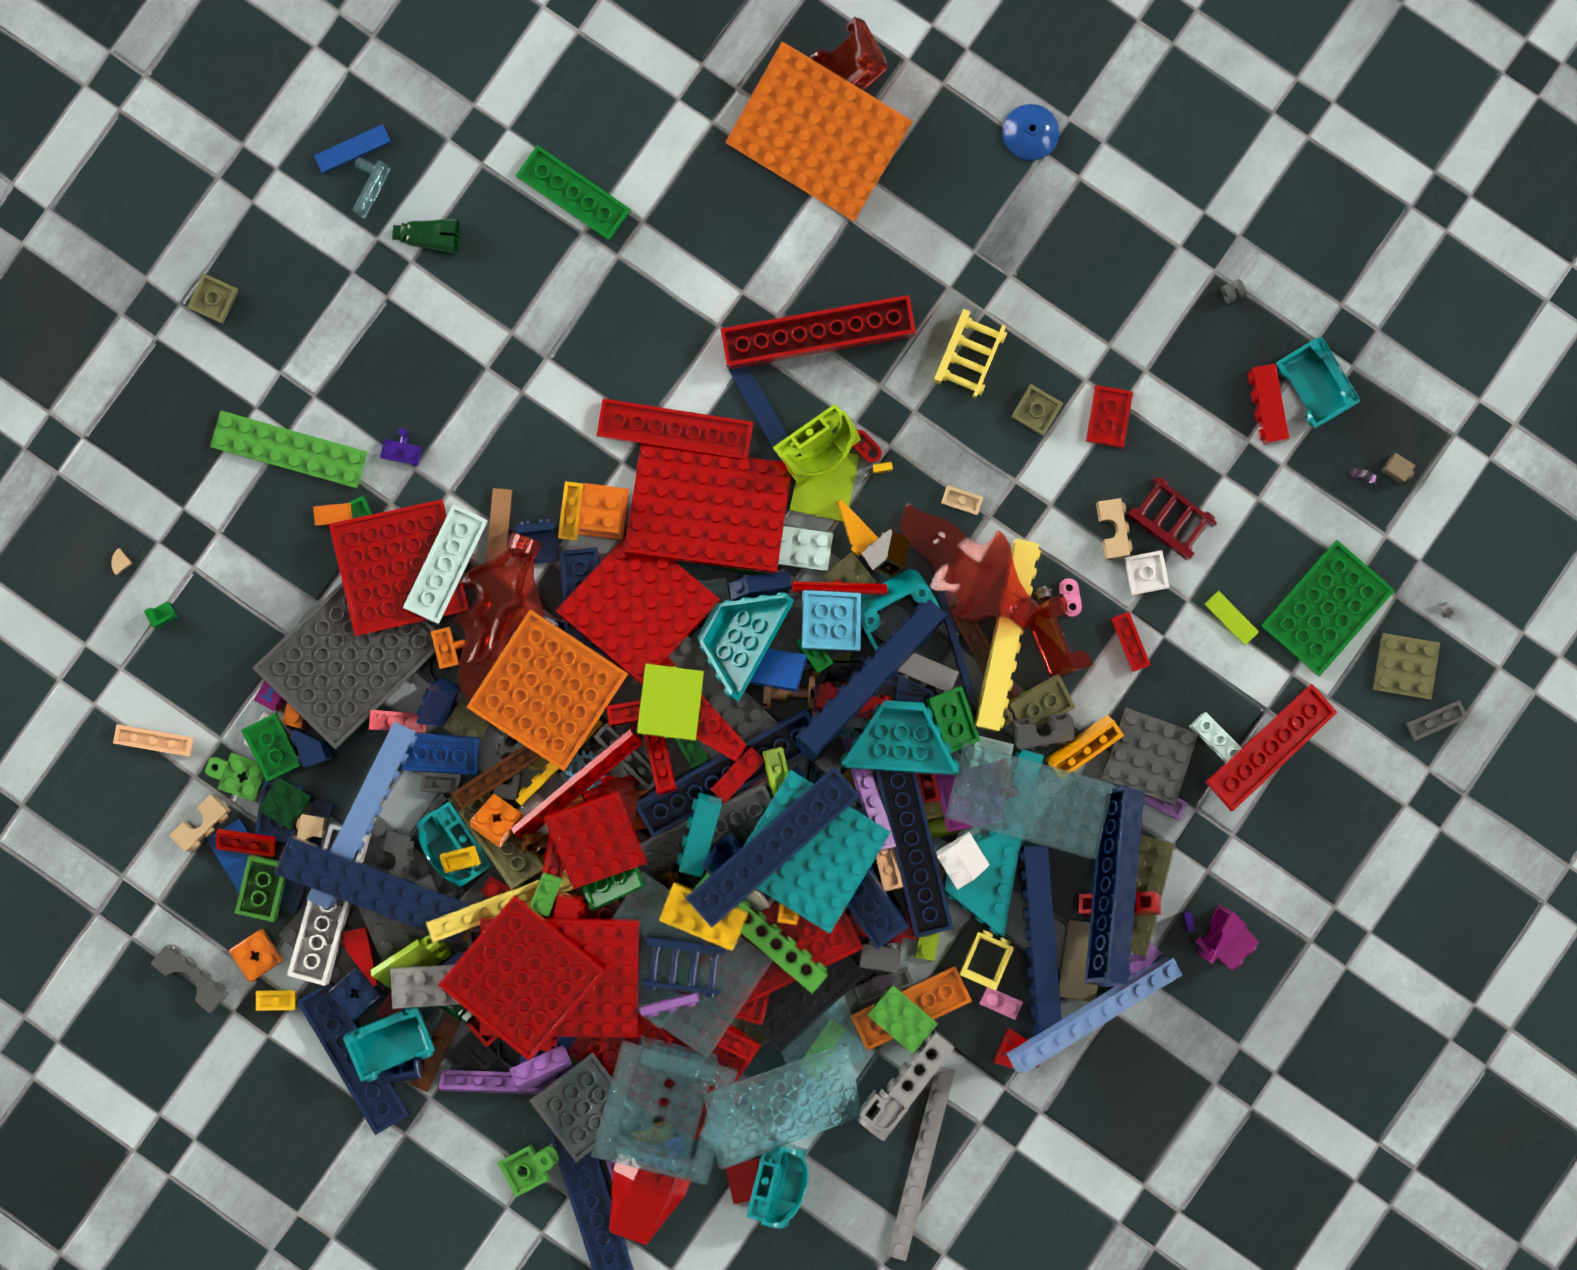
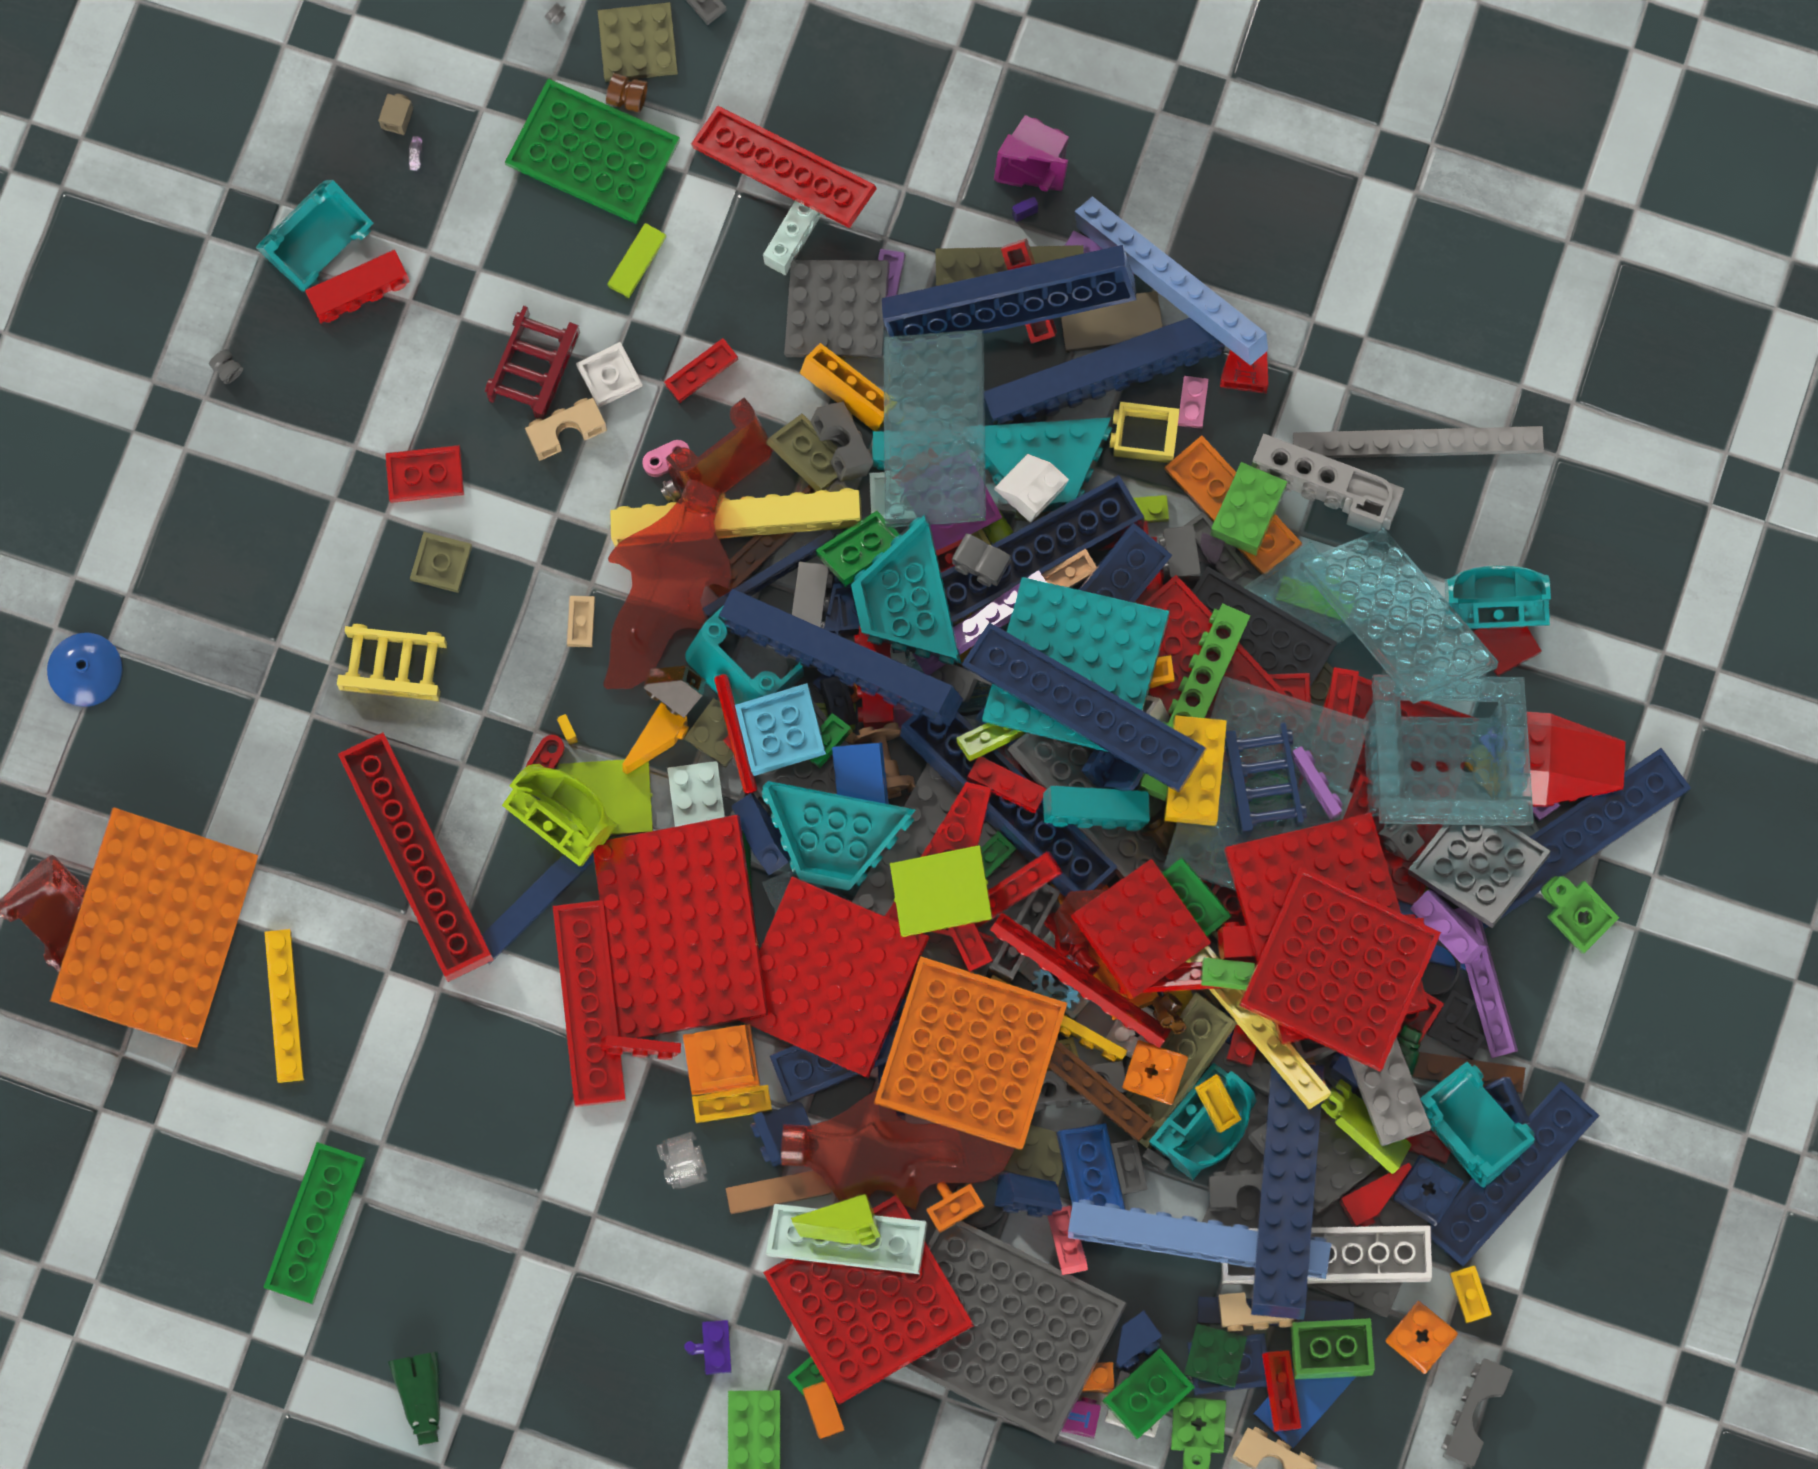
camera: 105 degrees left, 10 degrees down
(450, 565) = (842, 1222): none -> lime slope
(537, 463) = (683, 1161): none -> clear brick
(611, 1054) = (1401, 839): none -> dark grey brick
(629, 455) = (640, 1047): none -> red plate
(738, 212) = (284, 1006): none -> yellow plate
(915, 805) = (981, 560): none -> dark grey brick
(1366, 645) = (626, 93): none -> reddish brown wheel

